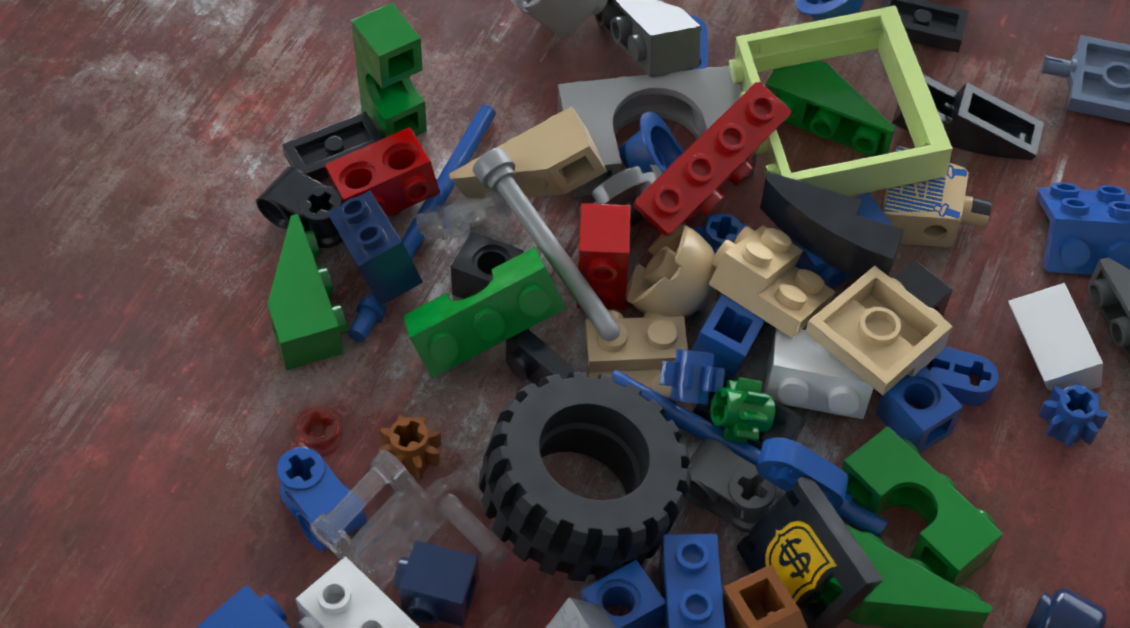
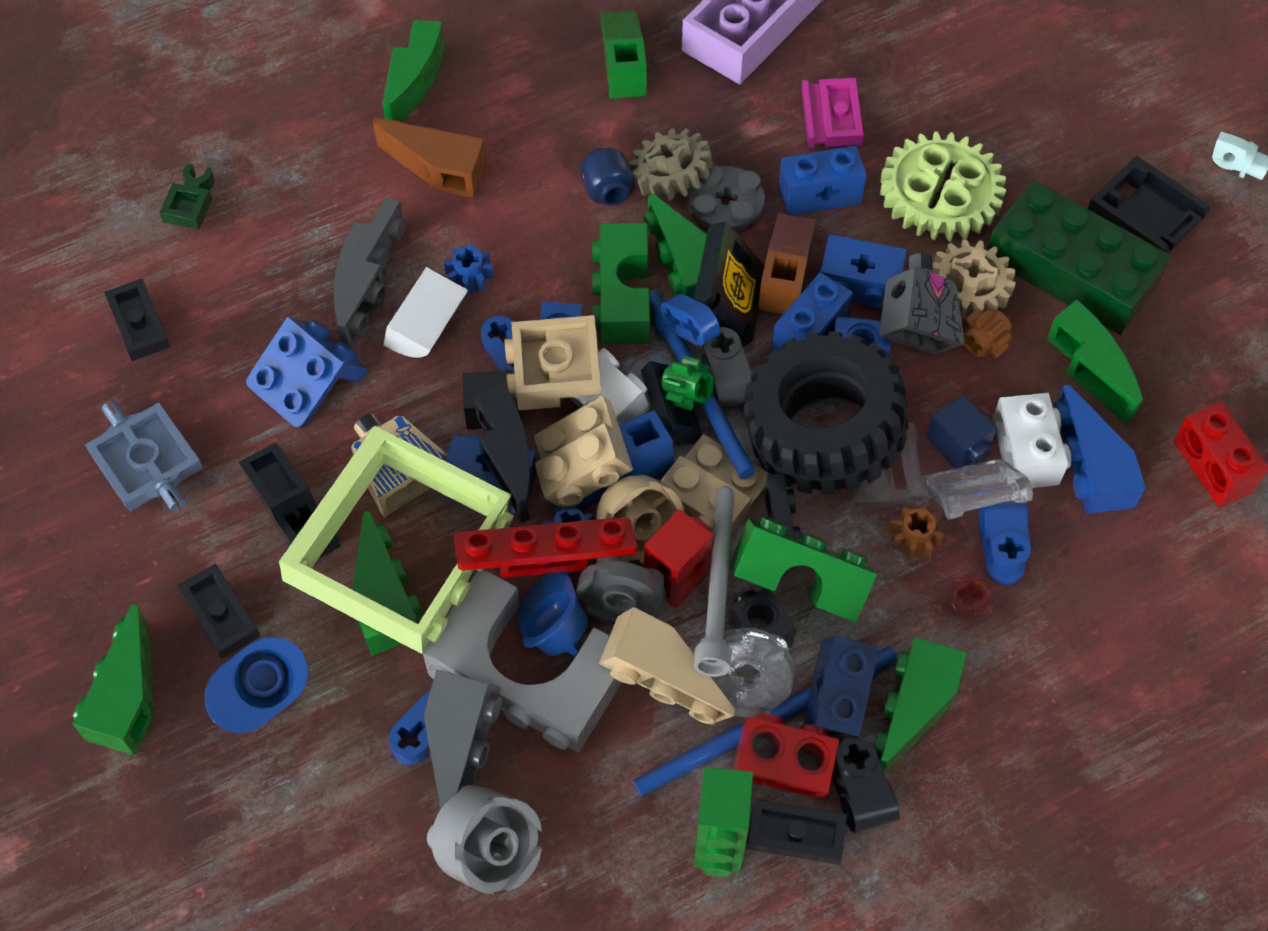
camera: 140 degrees left, 5 degrees up
(692, 376) = (699, 425): blue gear -> none

